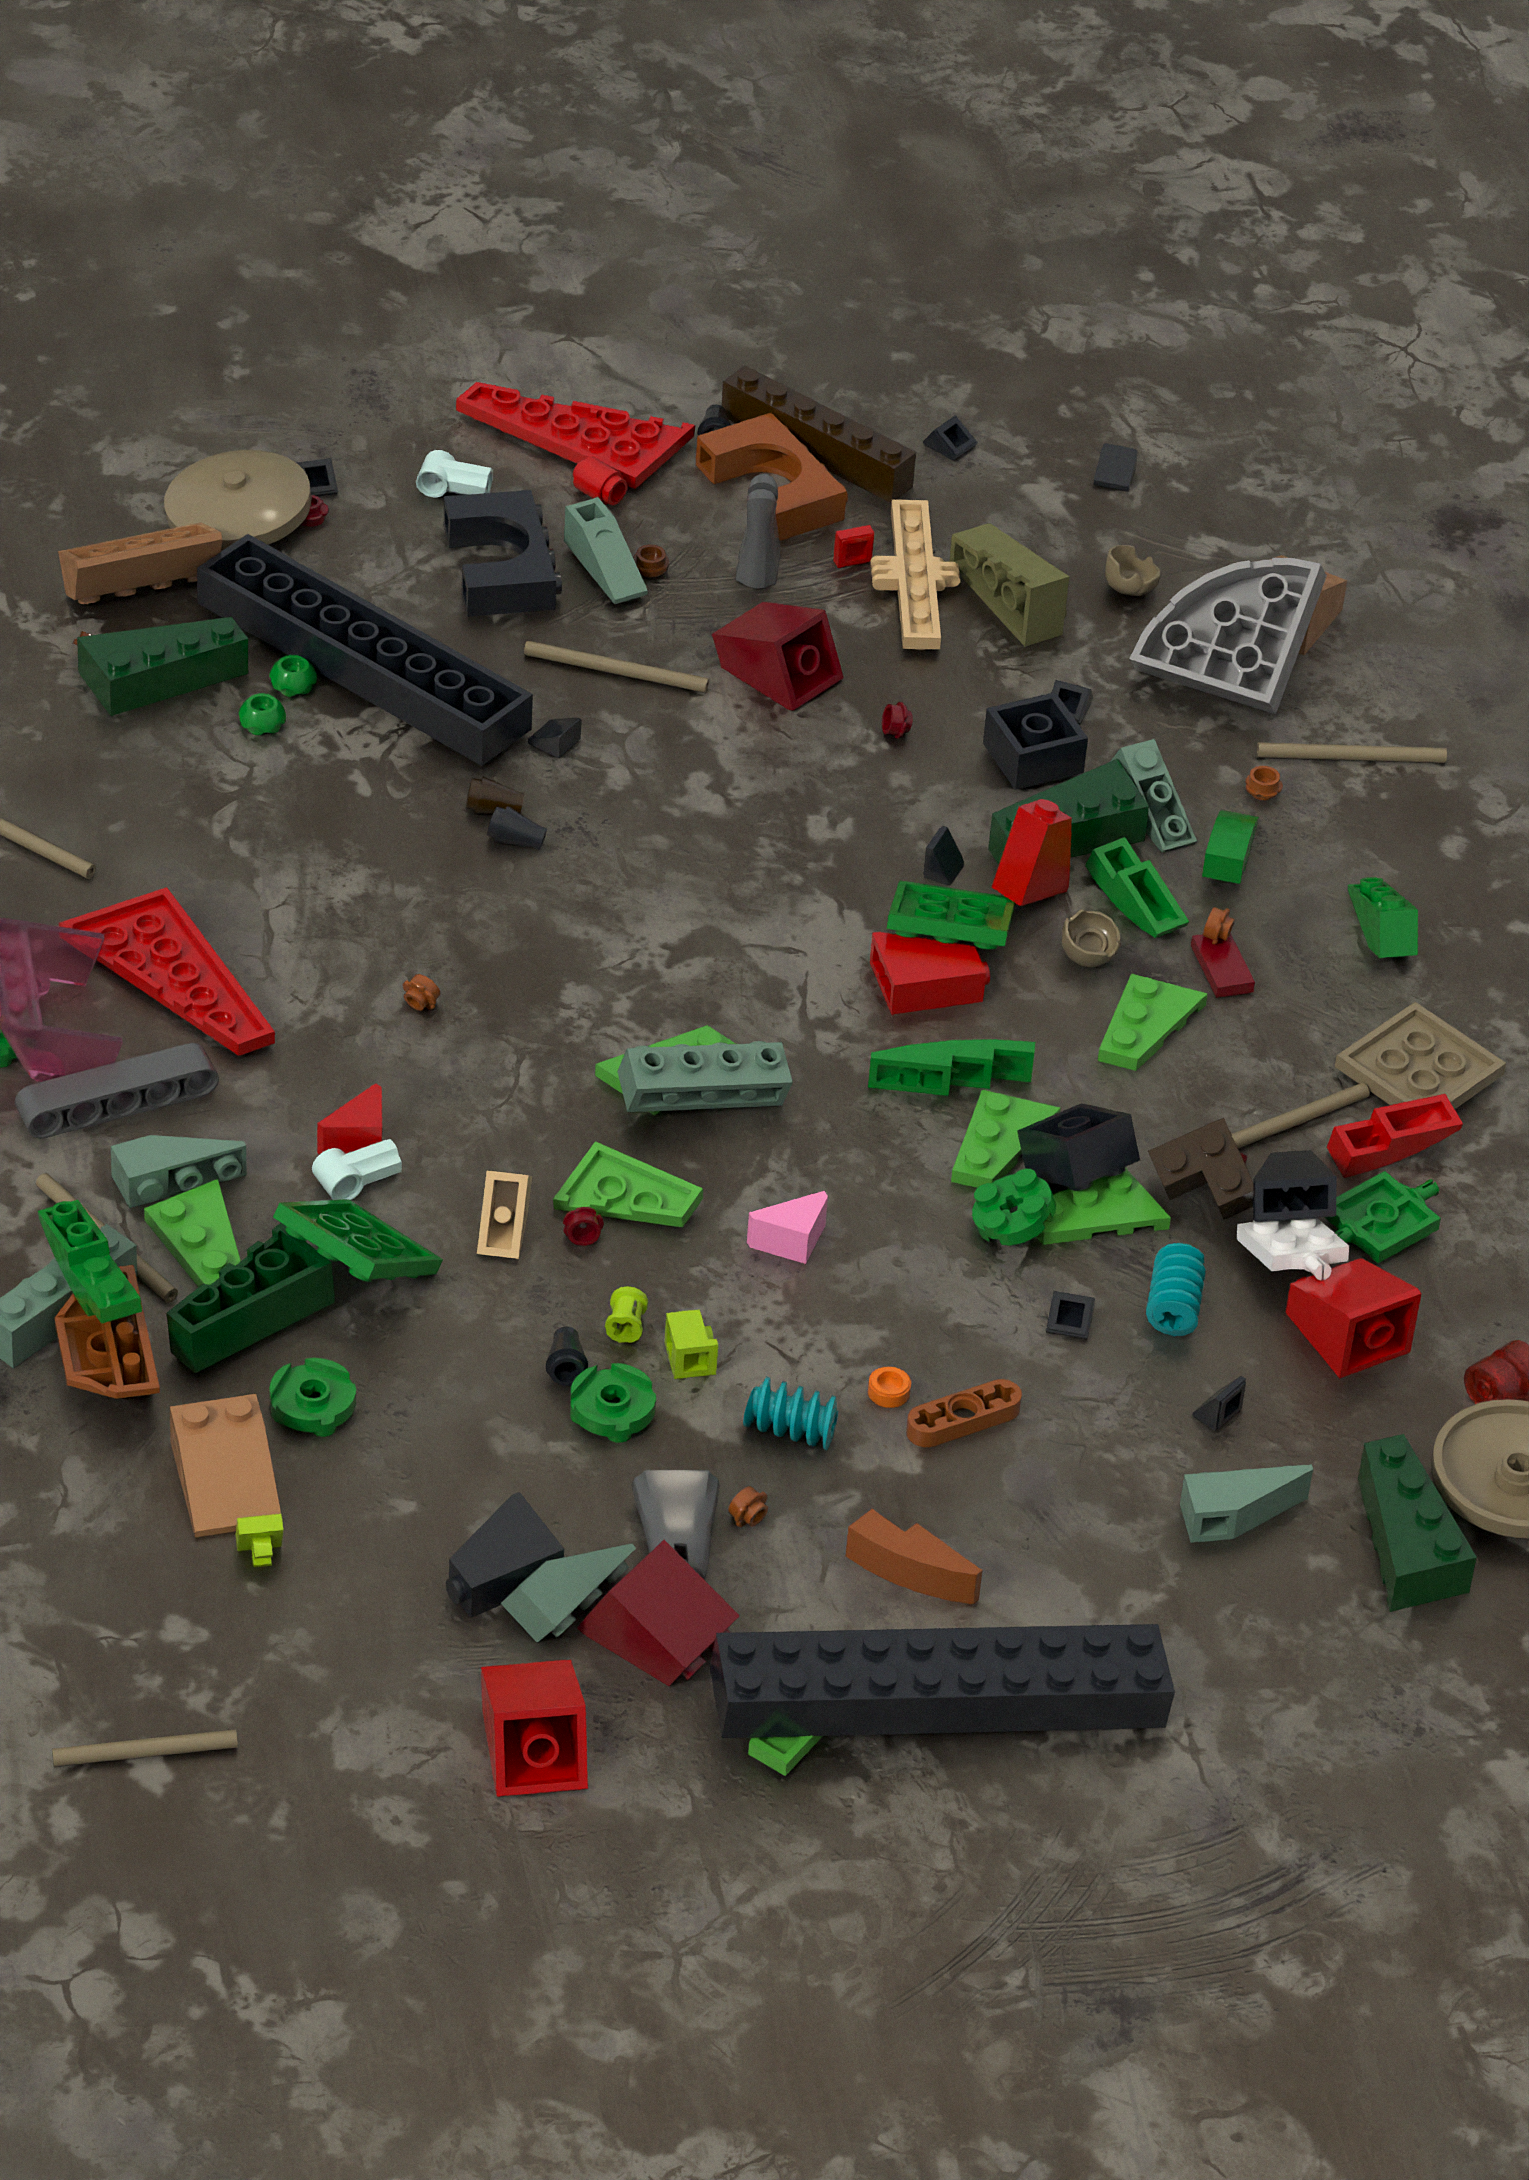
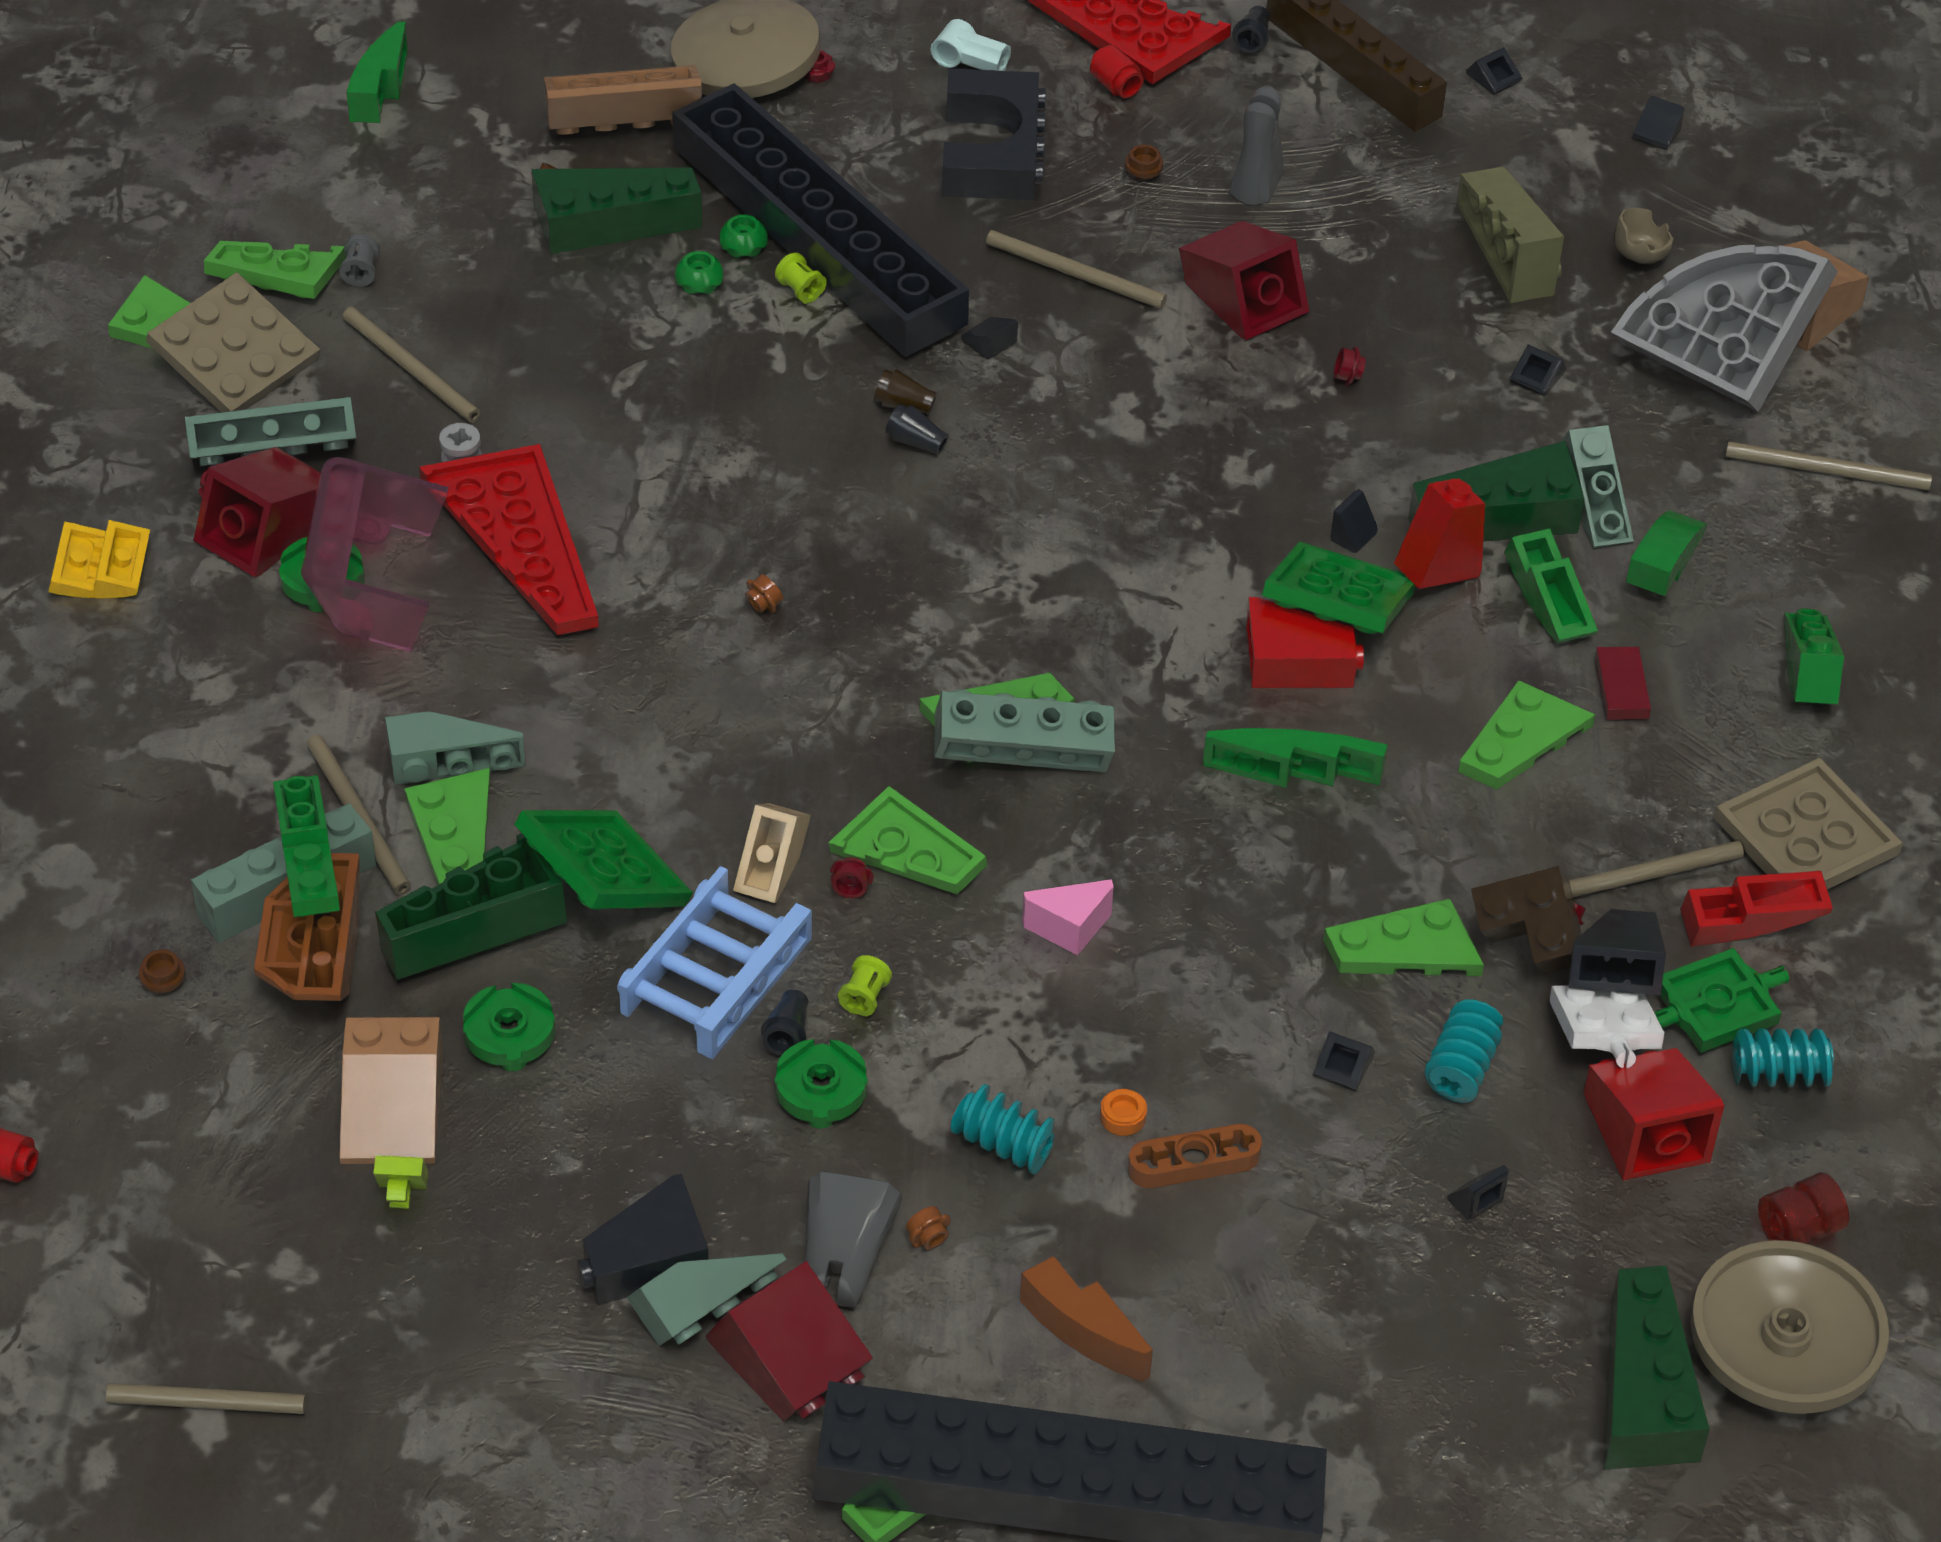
camera: 15 degrees right, 5 degrees up
(89, 895) = (459, 442): none -> light grey wheel
(116, 1090) = (418, 655): dark grey beam -> none
(320, 476) = (835, 32): black slope -> none
(347, 1173) = (622, 781): light aqua piece -> none
(353, 1124) = (647, 732): red slope -> none
(362, 706) = (800, 277): none -> lime bush
(513, 1338) = (737, 993): none -> light blue fence
(535, 1727) = (616, 1449): red slope -> none
(602, 550) = (1096, 145): sand green slope -> none
(690, 1345) = (921, 1031): lime brick -> none
(768, 446) = (1299, 56): dark orange arch -> none
(853, 546) = (1357, 173): red tile -> none
(914, 574) = (1413, 211): tan hinge -> none
(992, 1138) = (1323, 842): bright green wing -> none
(995, 1200) = (1297, 915): green plate -> none
(1035, 740) = (1485, 408): black brick -> none
(1079, 1146) = (1400, 870): black brick -> none
(1090, 938) = (1484, 635): dark tan hair -> none
(1218, 925) = (1625, 640): dark orange plate -> none
(1238, 1500) = (1462, 1311): sand green slope -> none
(1263, 782) = (1722, 486): dark orange plate -> none
(1451, 1251) = (1782, 1055): none -> teal piece

